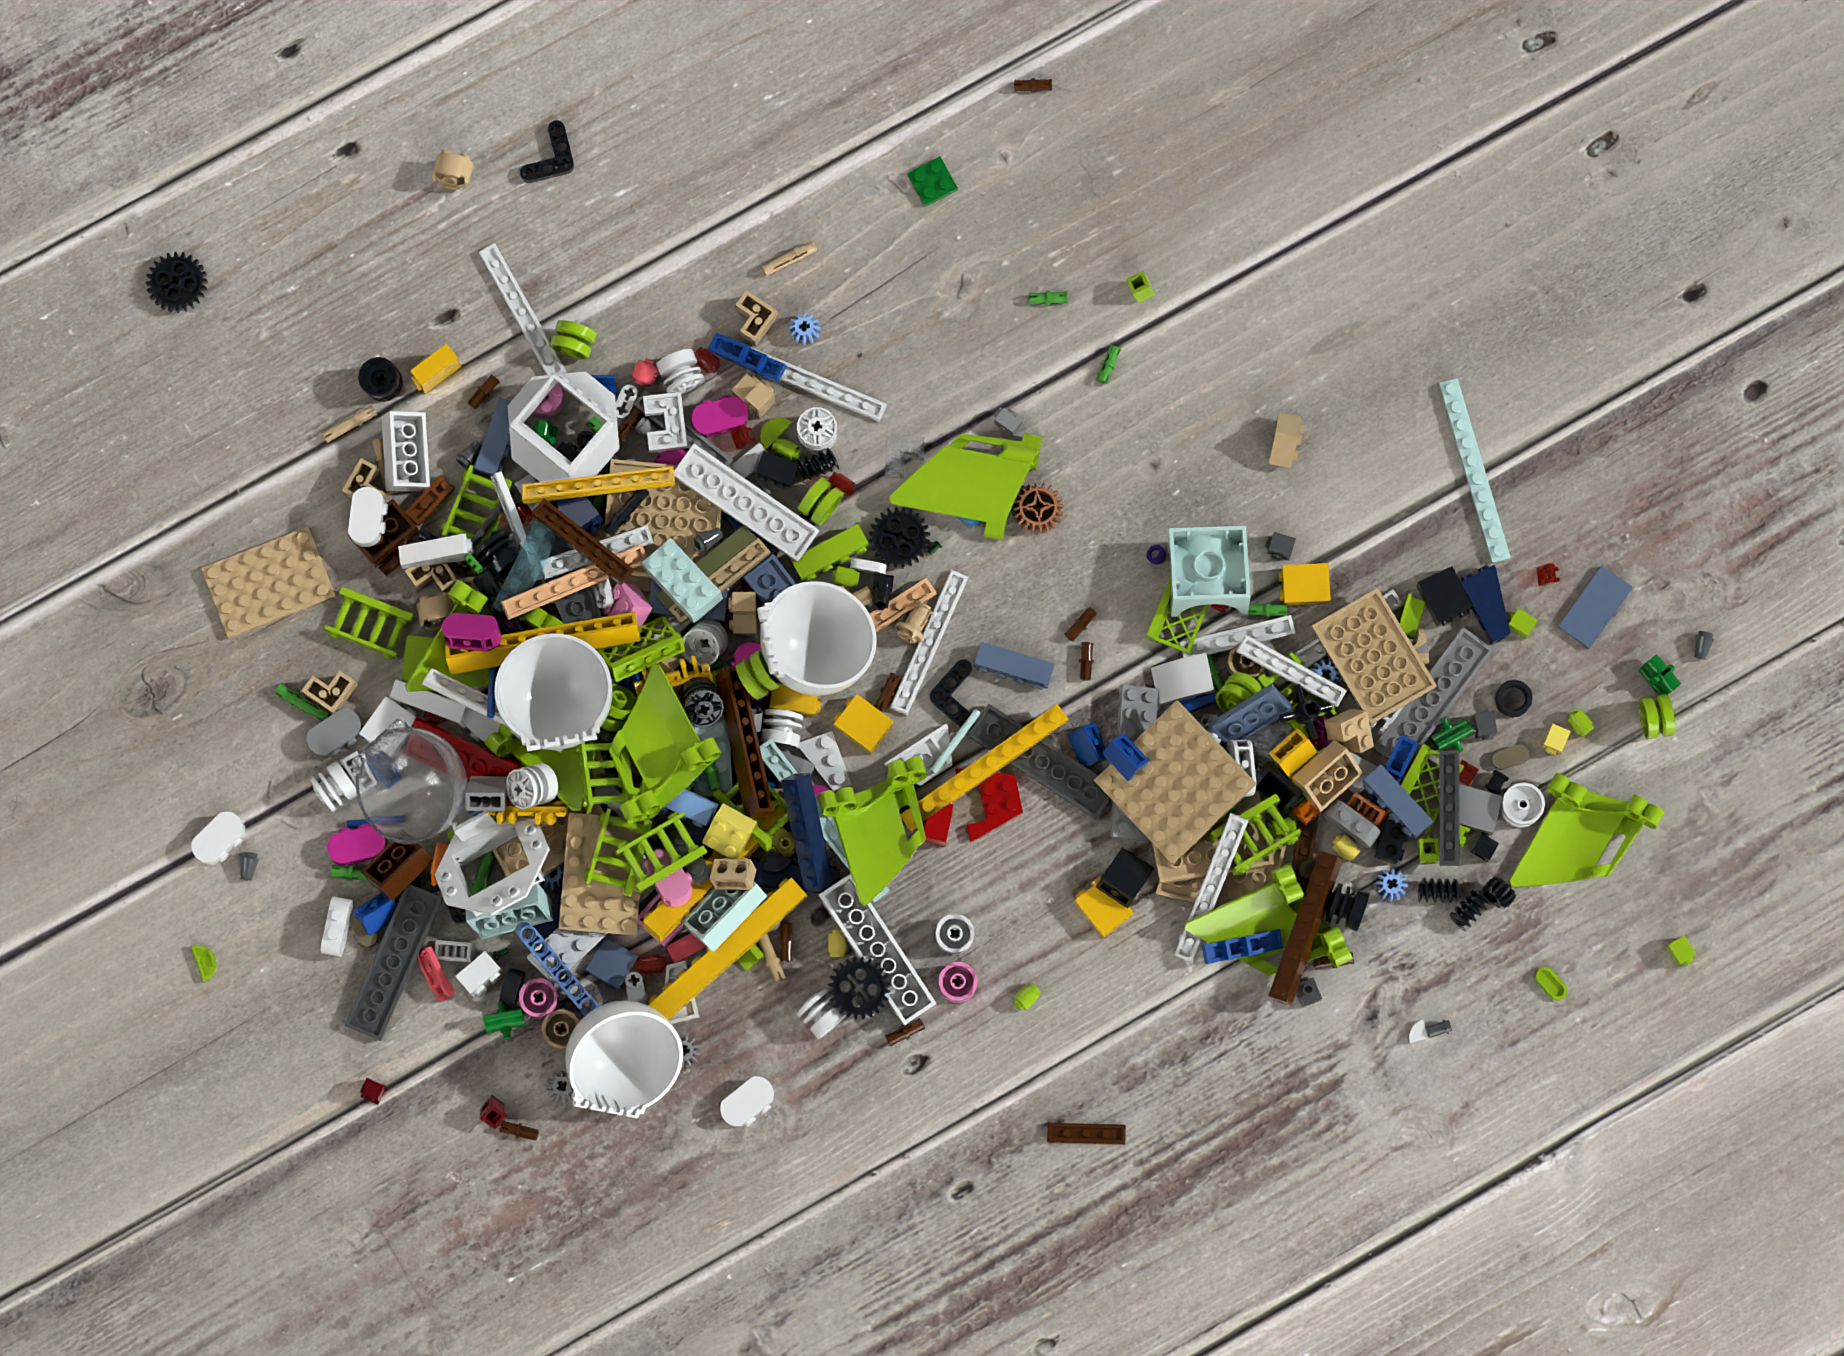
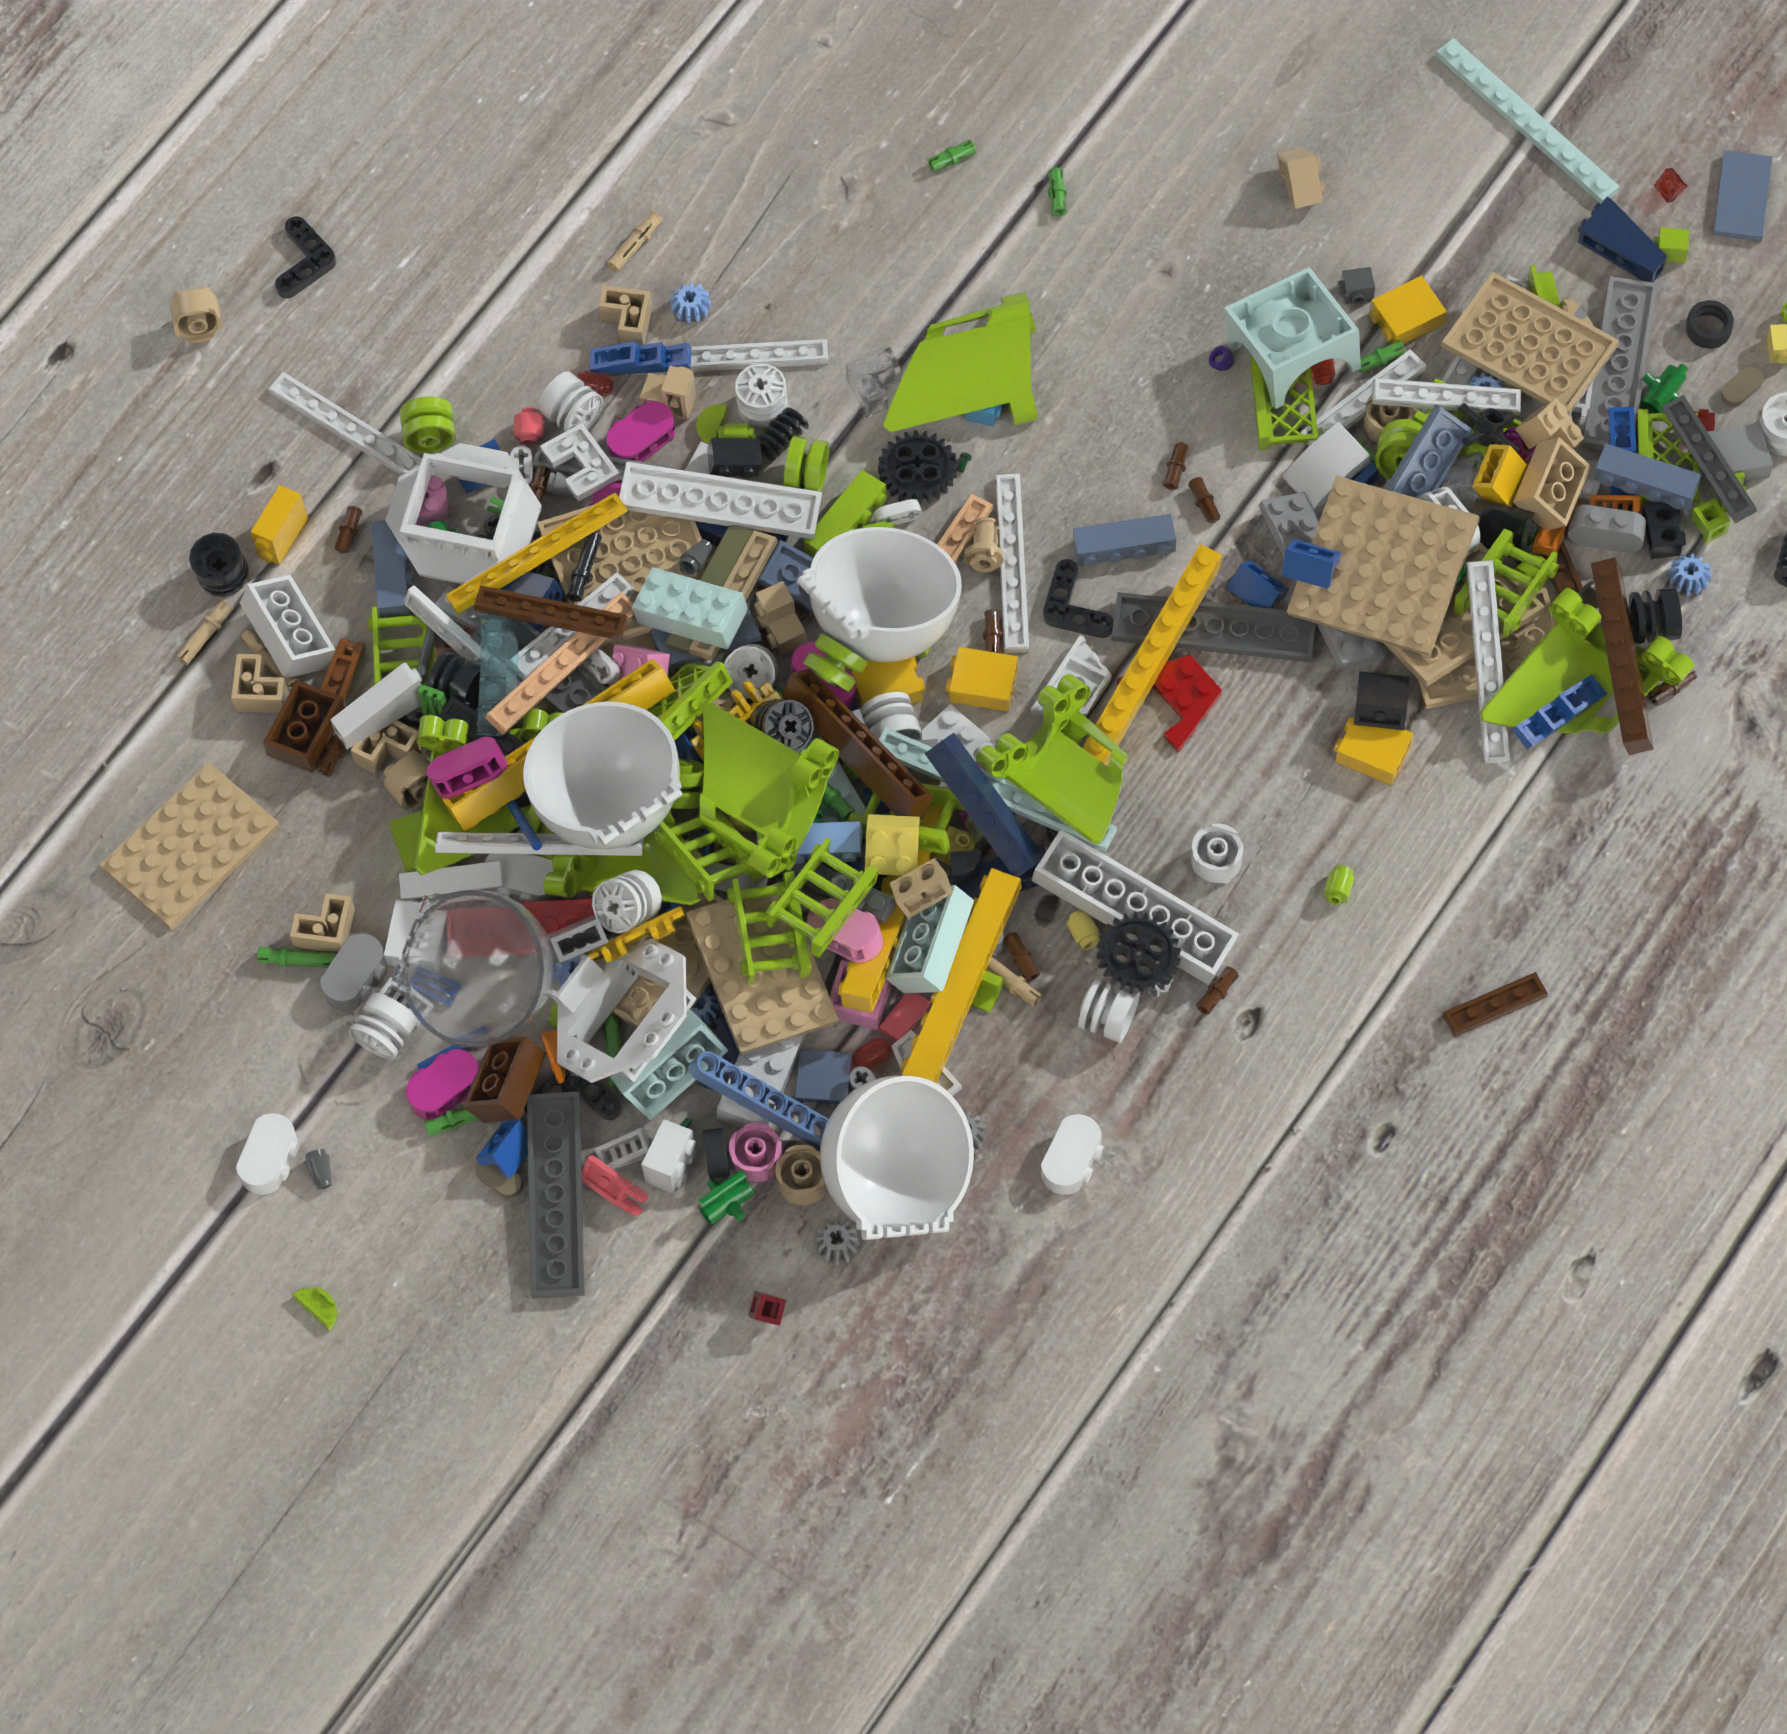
camera: 20 degrees left, 15 degrees down
(336, 926) = (464, 1184): white brick -> none
(367, 516) = (276, 708): white brick -> none
(368, 603) = (329, 810): lime fence -> none
(372, 1091) = (604, 1355): dark red brick -> none
(469, 455) = (364, 602): dark grey cone -> none
(519, 1130) = (809, 1317): reddish brown axle -> none
(741, 437) = (677, 444): clear red tile -> none
(842, 483) = (824, 436): clear red brick -> none
(882, 587) = (927, 525): black piece -> none
(932, 181) = (756, 98): green plate -> none
(938, 825) = (1135, 741): red slope -> none
(951, 973) = (1253, 916): bright pink brick -> none
(955, 741) = (1101, 647): light aqua bar -> none
(1008, 420) = (975, 295): light grey brick -> none
(1046, 507) = (1063, 359): nougat gear -> none
(1140, 287) = (1050, 96): lime brick -> none
(1308, 992) = (1665, 729): dark grey brick -> none
(1345, 847) = (1622, 556): light yellow brick -> none
(1438, 889) = (1745, 553): black piece -> none
(1444, 596) = (1570, 255): black brick -> none
(1484, 725) = (1698, 363): dark grey brick -> none
(1485, 847) = (1771, 491): black brick -> none
(1496, 782) = (1742, 413): black bush -> none

